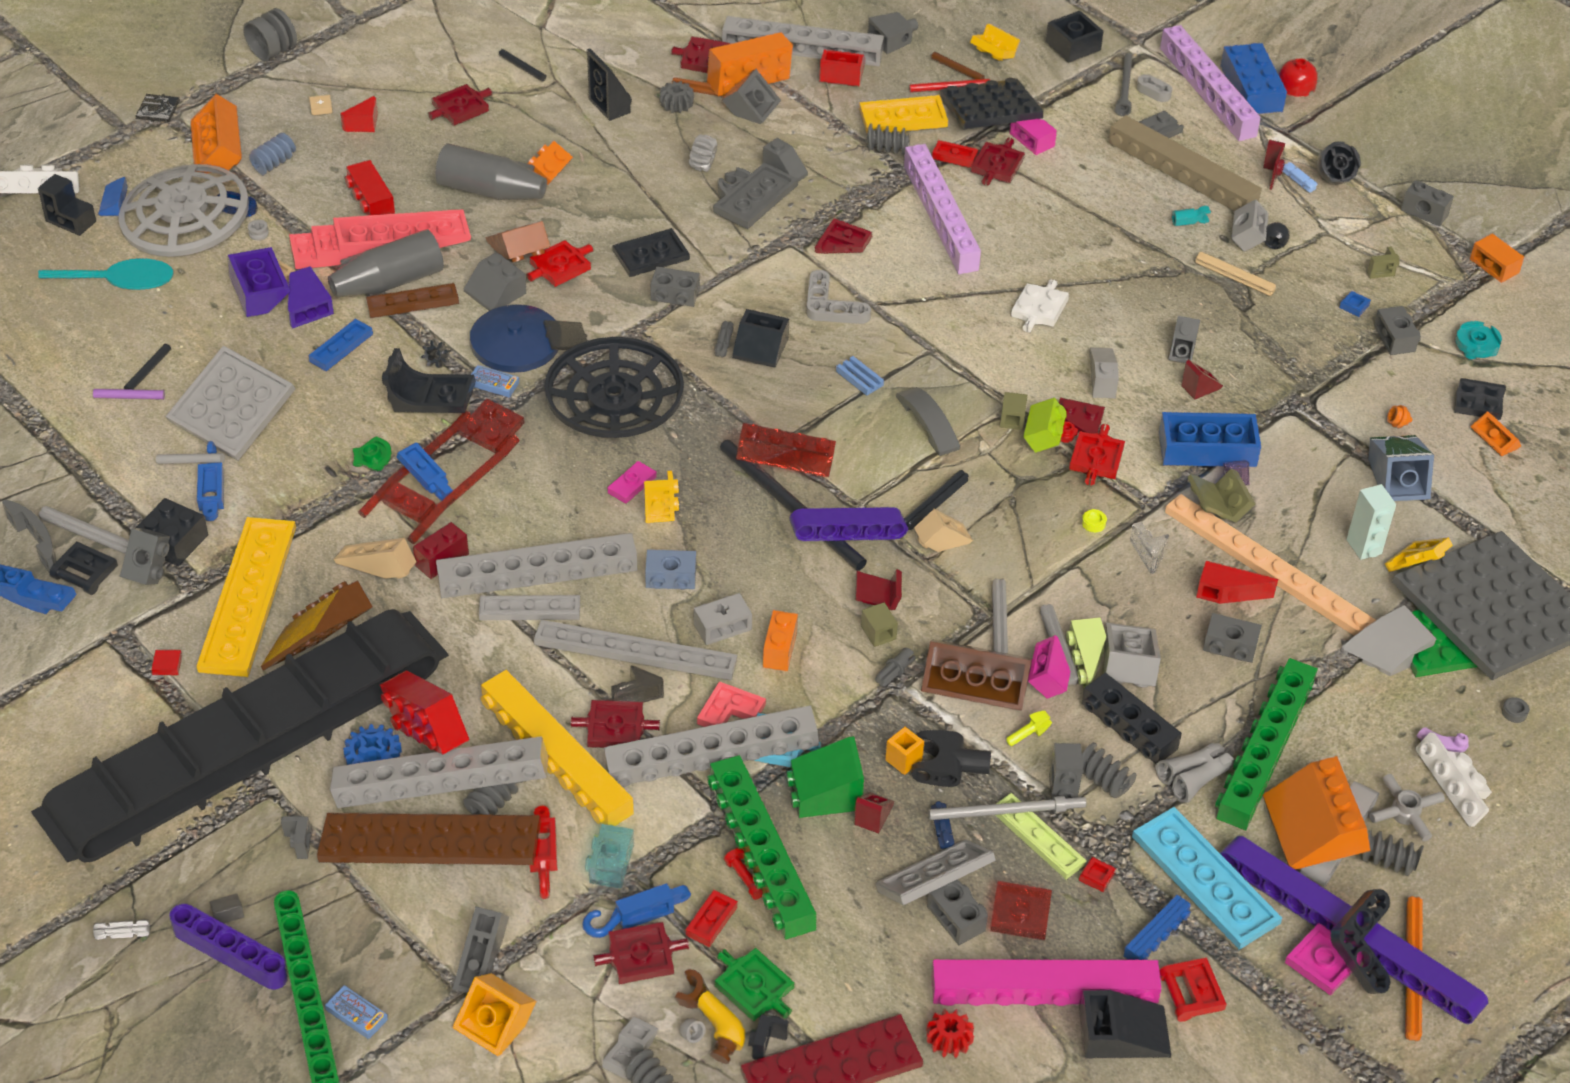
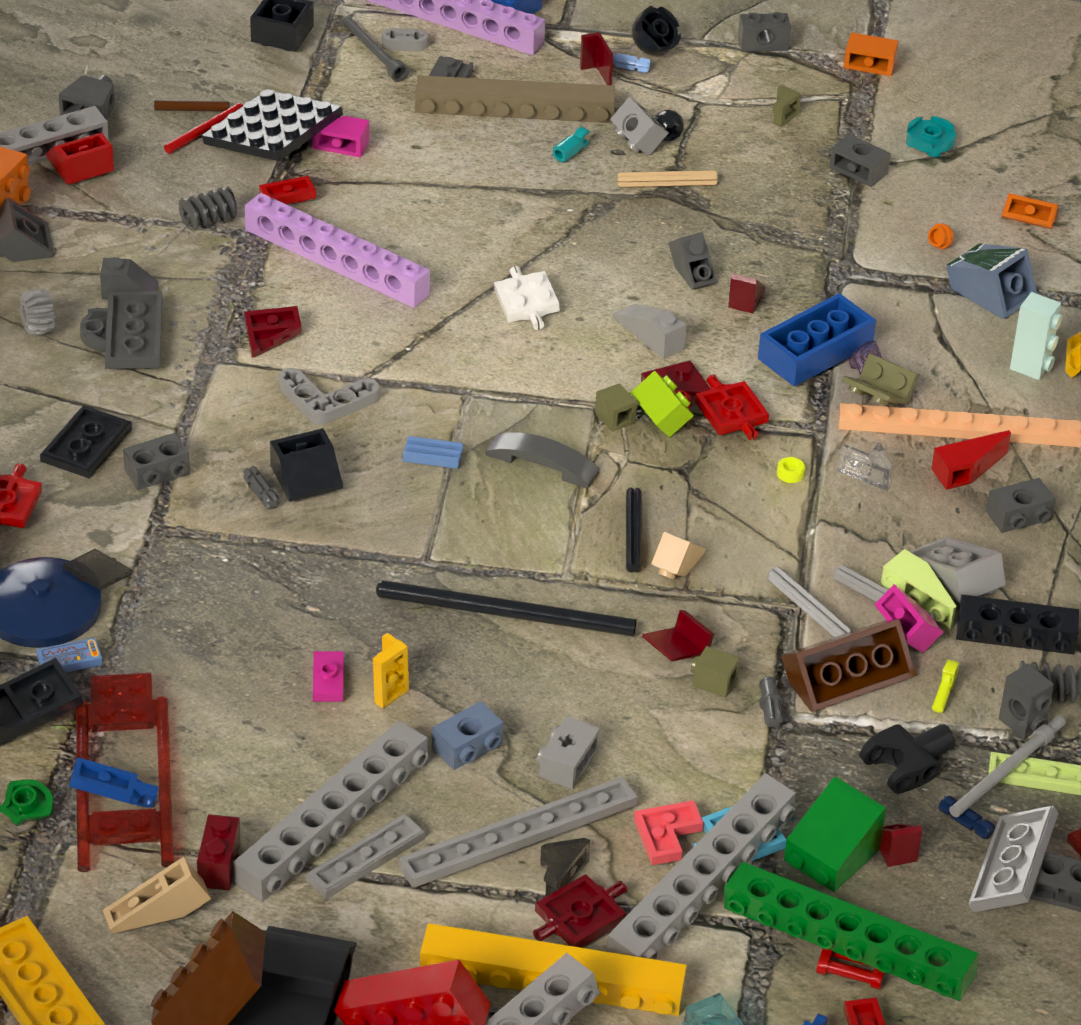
camera: 40 degrees left, 5 degrees down
(614, 382) = (199, 589): black dish -> none
(780, 640) = (646, 739): orange brick -> none
(786, 449) = (453, 557): clear red slope -> none
(848, 524) = (591, 594): dark purple beam -> none
(904, 113) = (194, 174): yellow plate -> none
(904, 750) = (870, 768): light orange brick -> none
(997, 42) = (209, 62): yellow bracket -> none
(998, 162) = (338, 179): dark red plate -> none
(1355, 303) = (795, 155): blue tile -> none
(1478, 397) = (986, 186): black bracket -> none

